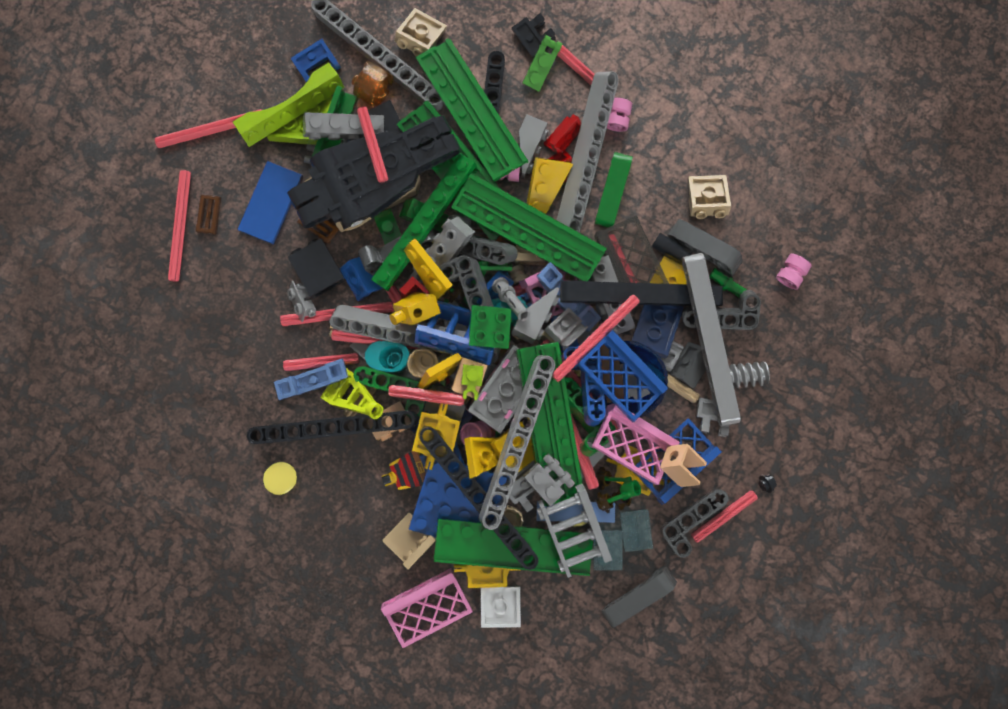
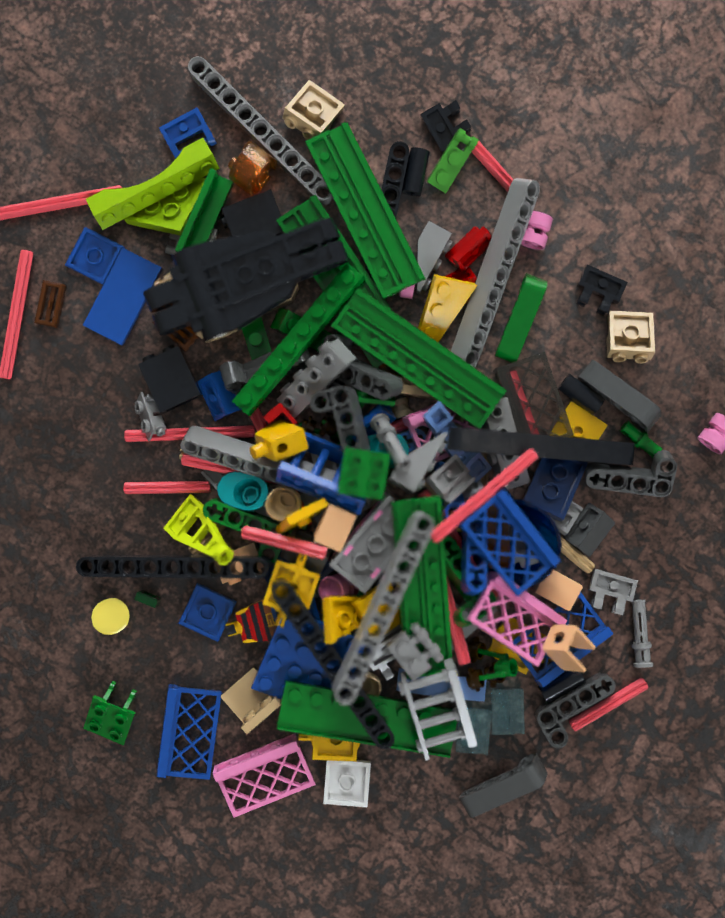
camera: 10 degrees right, 5 degrees up
(242, 170) = (94, 255): none -> blue tile
(286, 569) = (109, 719): none -> green plate
(311, 380) = (154, 508): medium blue slope -> none
(311, 459) = (148, 598): none -> dark green tile
(338, 126) = (212, 218): light grey brick -> none
(339, 575) = (169, 732): none -> blue fence
(364, 467) = (207, 612): none -> blue tile
(372, 144) = (246, 246): coral axle -> none
(429, 272) = (297, 397): yellow wing -> none
(472, 377) = (337, 528): lime plate -> none
(511, 75) = (415, 171): none -> black piece
(669, 417) = (559, 590): none -> light nougat piece
(679, 155) = (601, 284): none -> black plate
(681, 502) = (562, 685): none -> black piece
(711, 339) = (615, 505): light grey beam -> none
(742, 427) = (644, 645): none -> light grey pin
(750, 373) = (653, 546): light grey piece -> none
(767, 483) = (661, 672): black plate -> none

